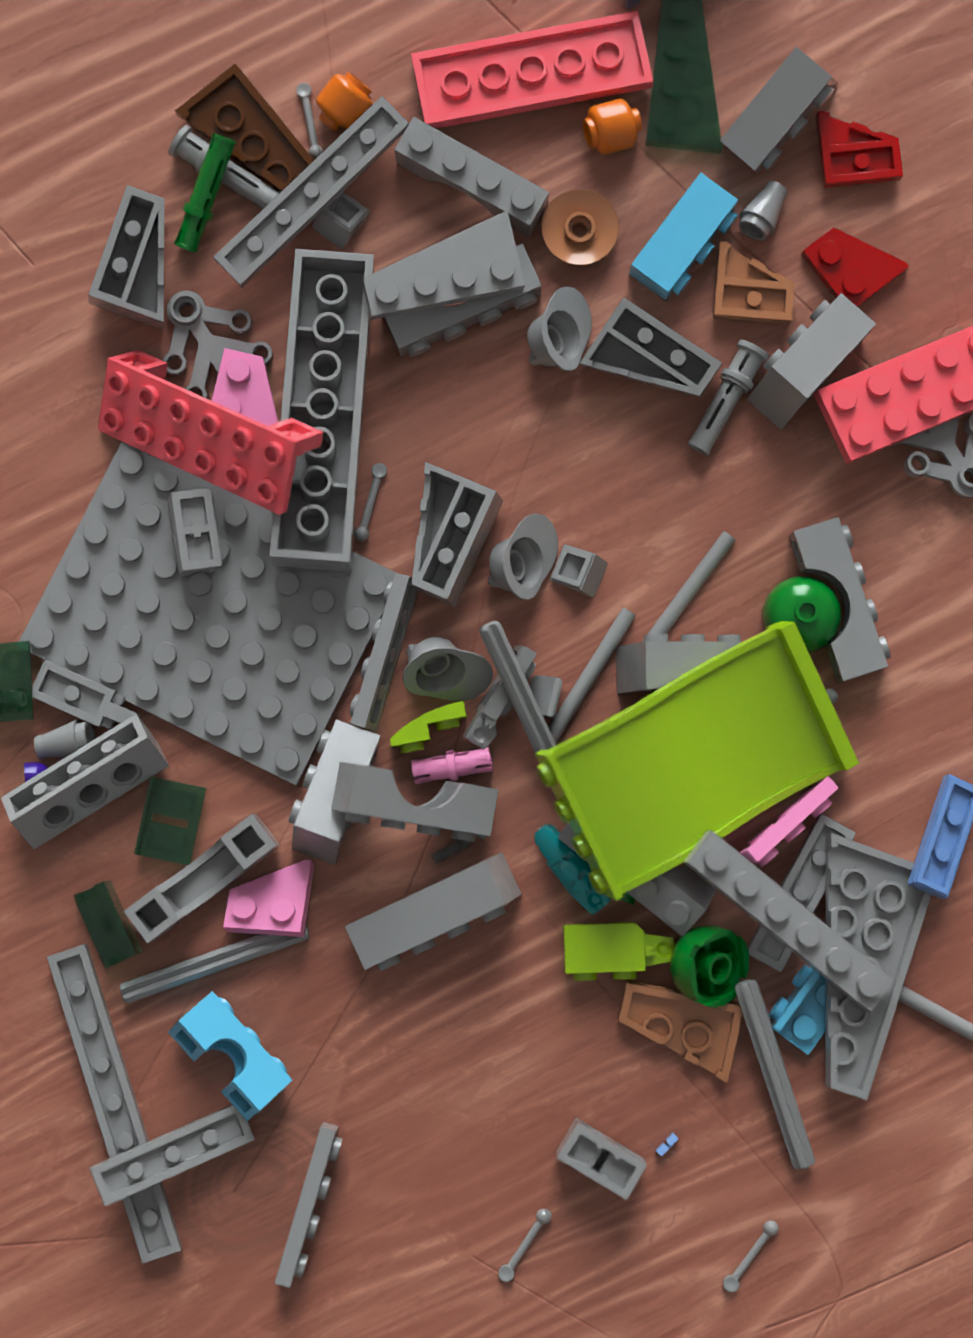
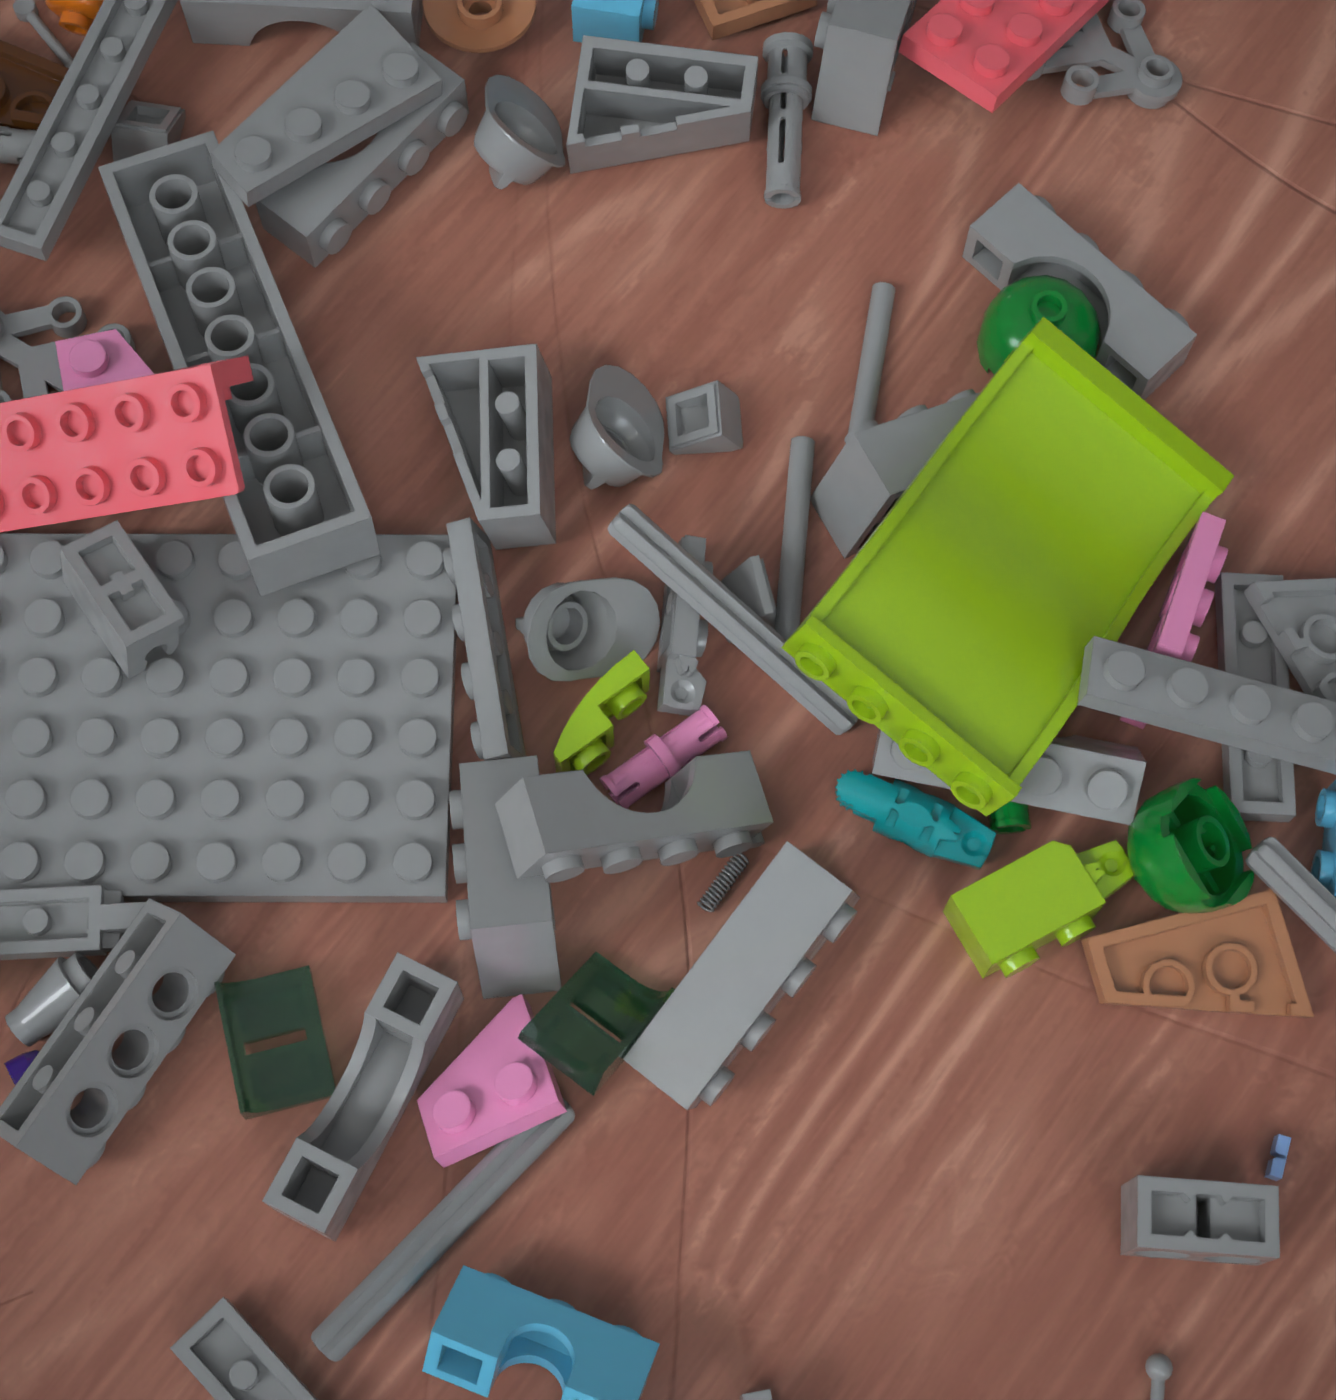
camera: 30 degrees left, 15 degrees down
(107, 924) = (245, 1250): clear green hinge -> none
(357, 887) = (578, 1044): none -> clear green piece
(379, 472) = (358, 422): light grey hinge -> none

